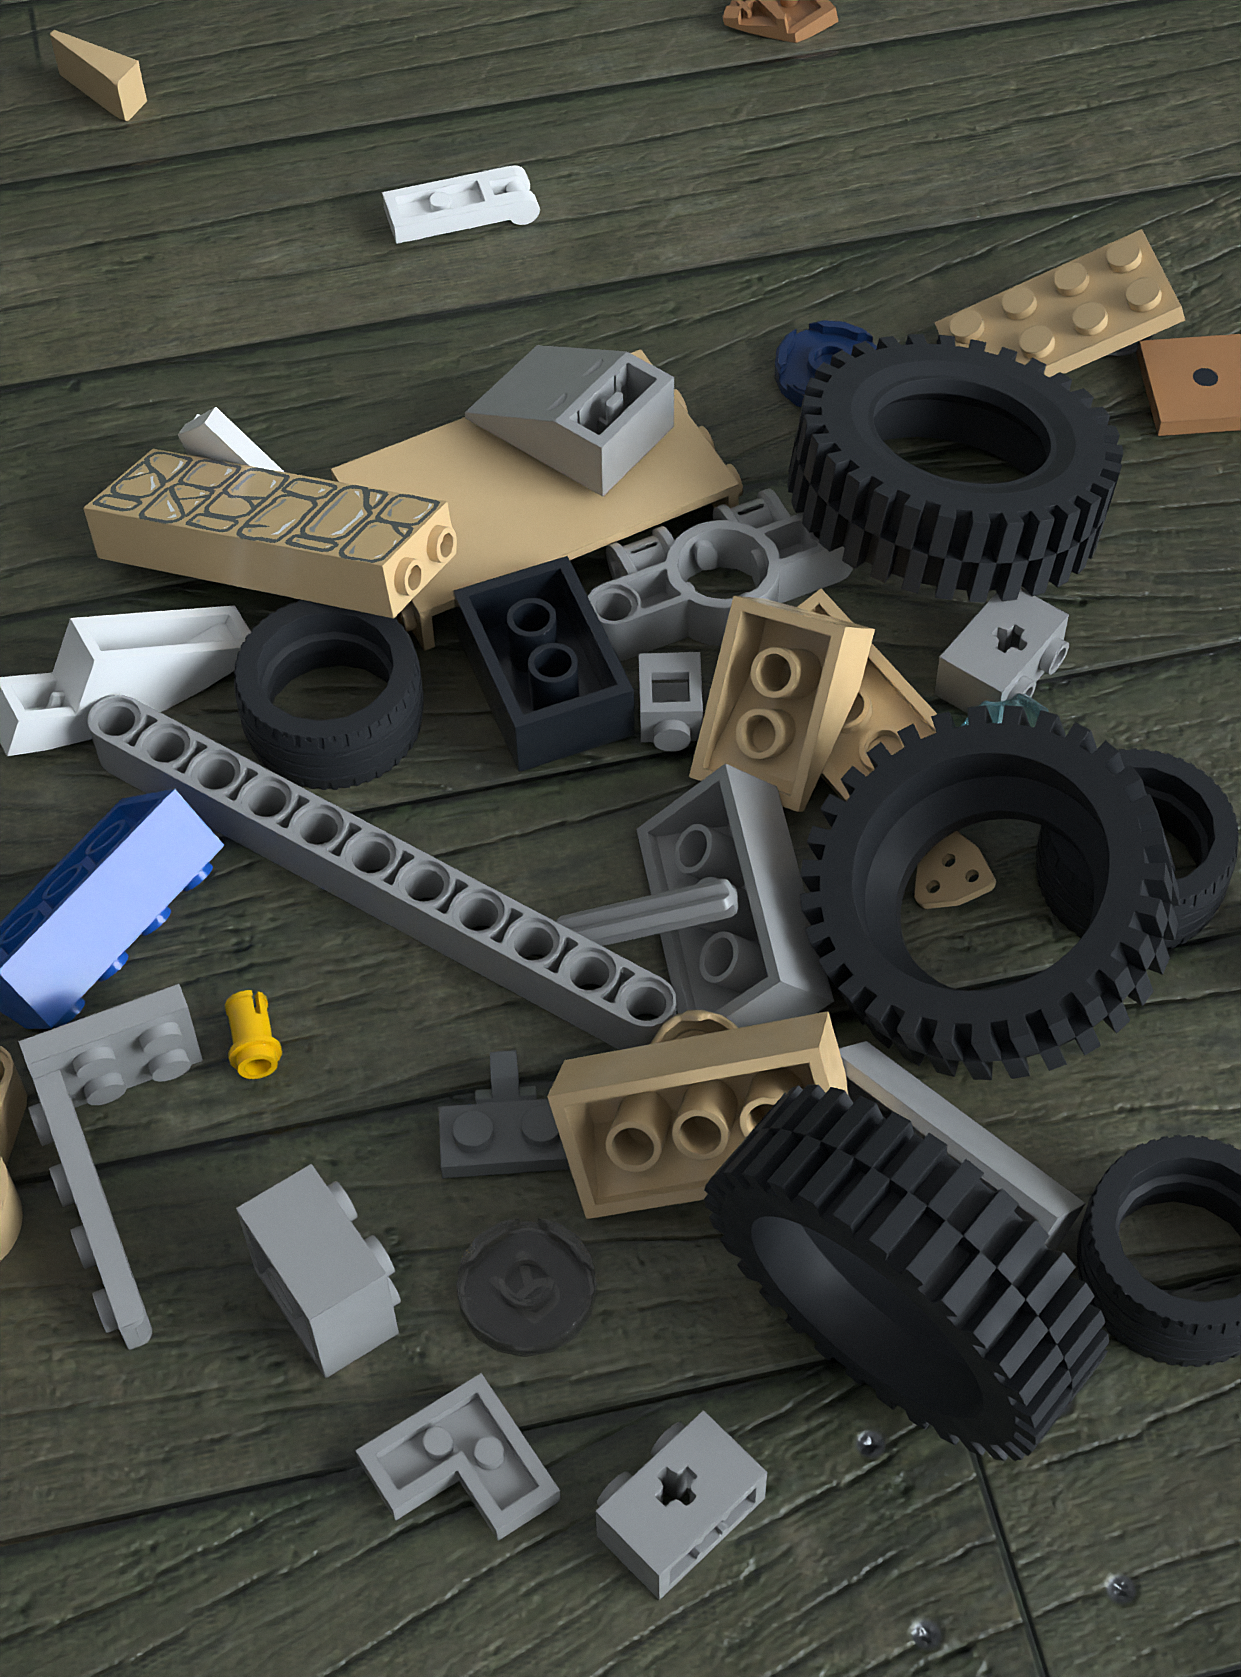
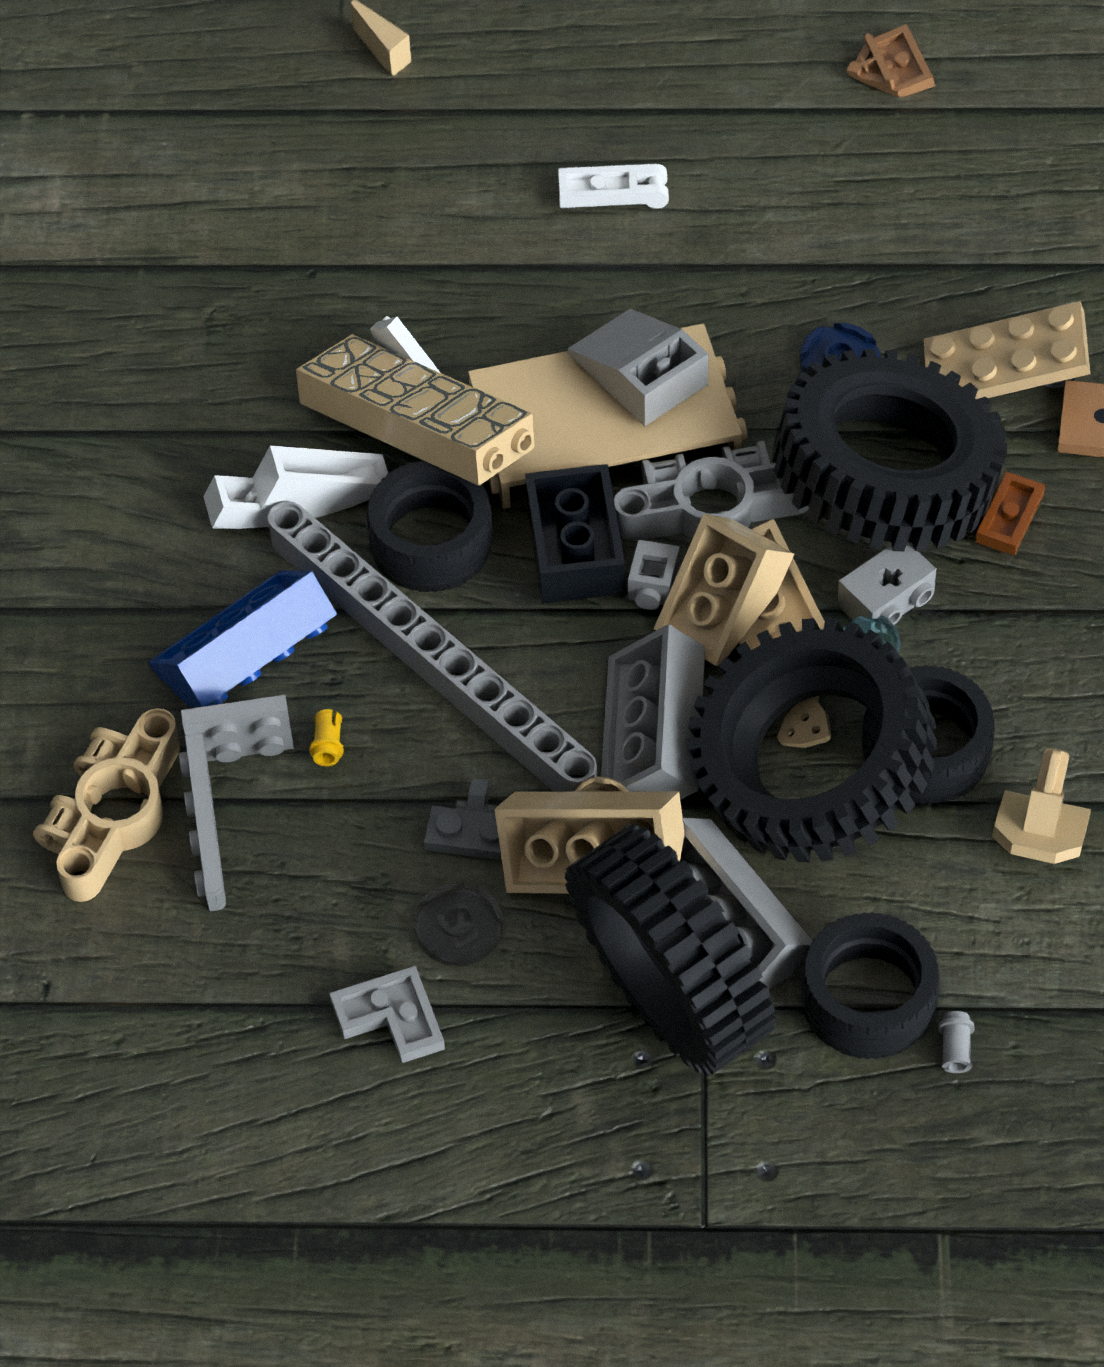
camera: 15 degrees right, 0 degrees up
(321, 1268) = (334, 884): light grey brick -> none
(655, 913) = (598, 712): light grey axle -> none
(668, 1541) = (514, 1063): light grey brick -> none
(1133, 527) = (1010, 513): none -> dark orange plate

